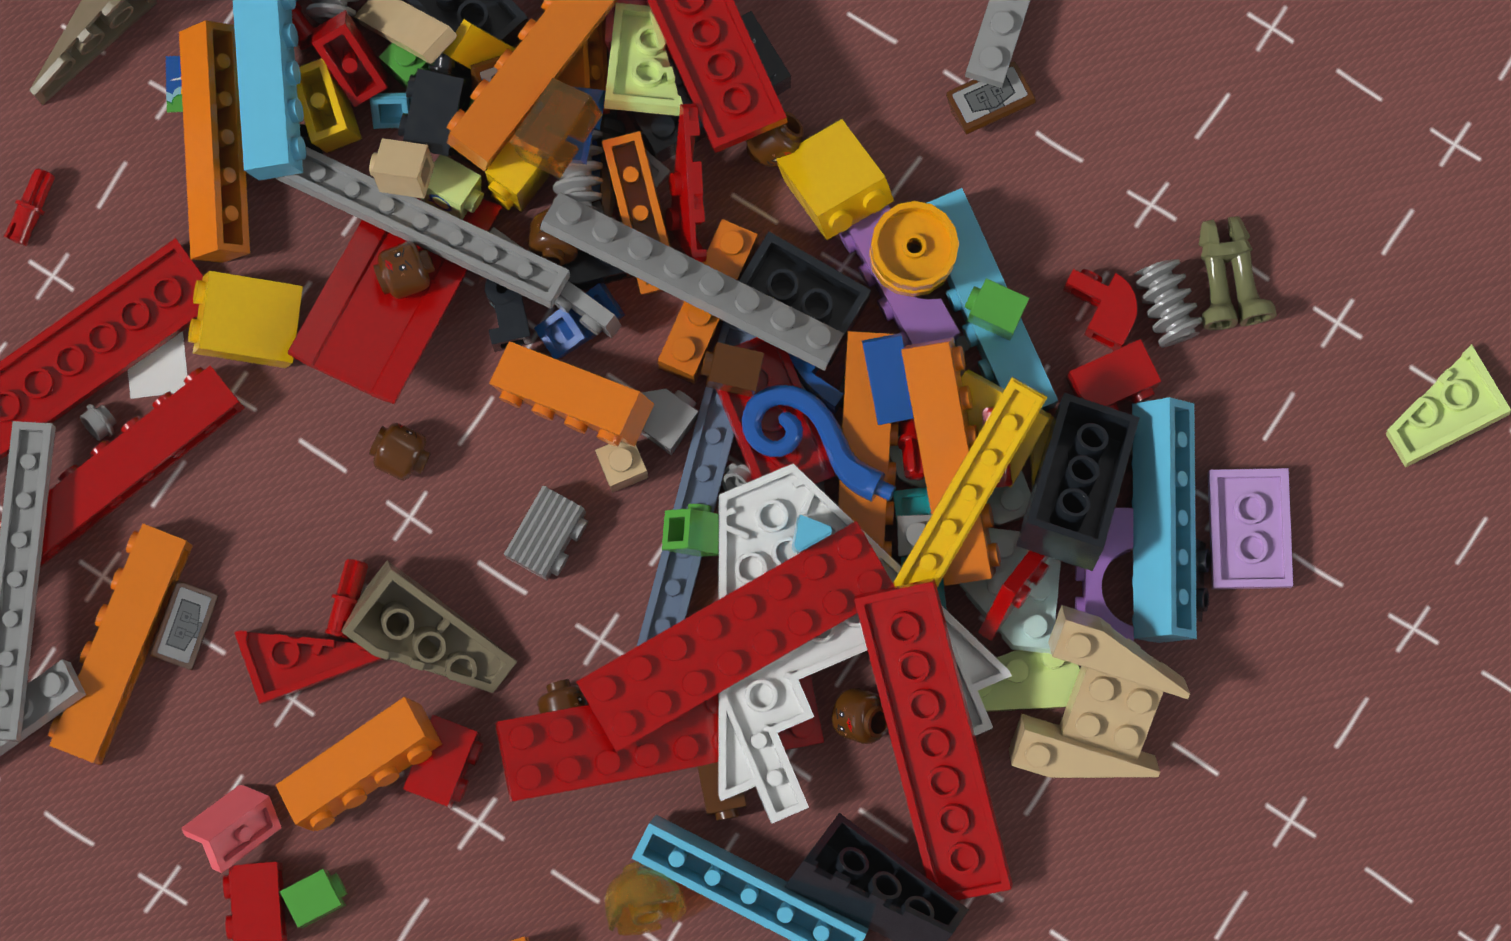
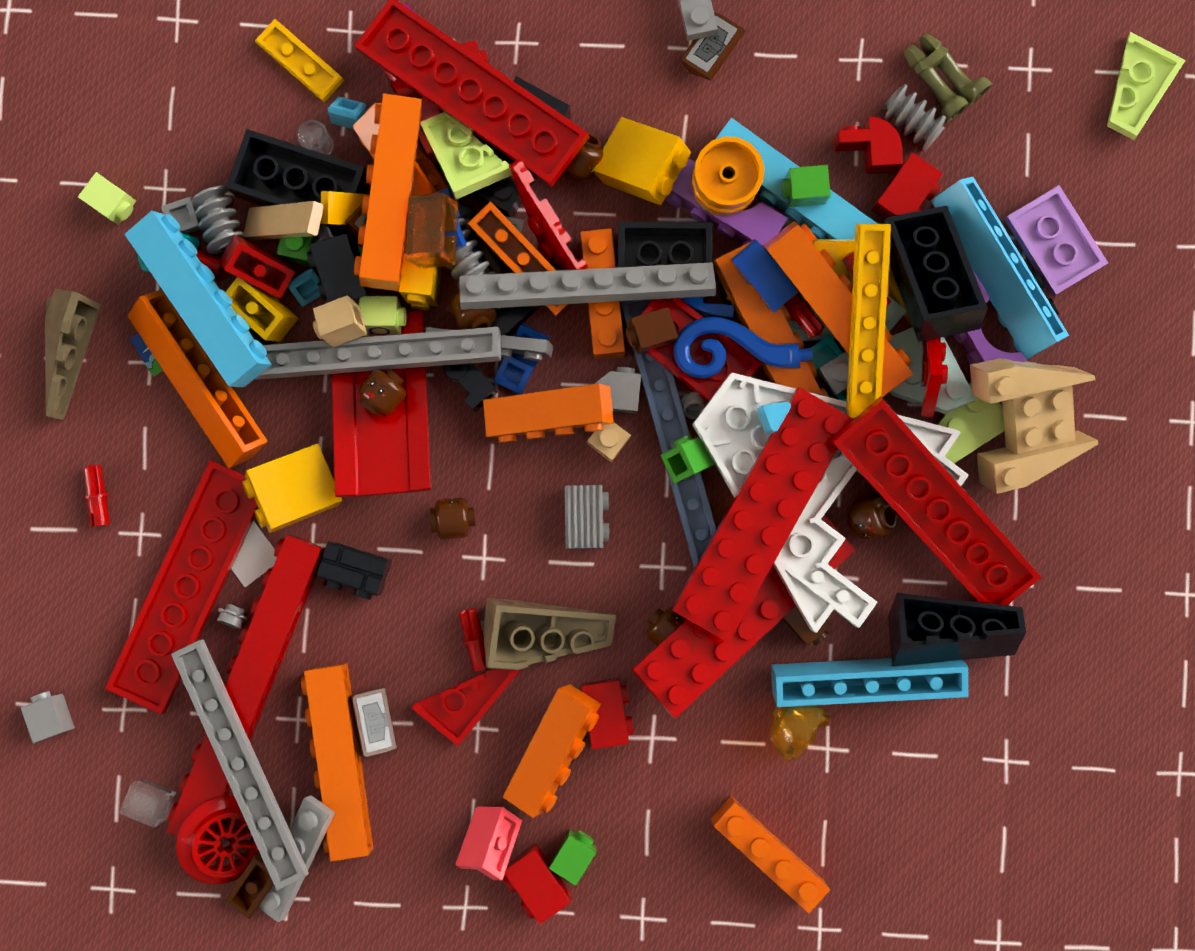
camera: 30 degrees left, 5 degrees up
(261, 445) = (353, 569): none -> black brick

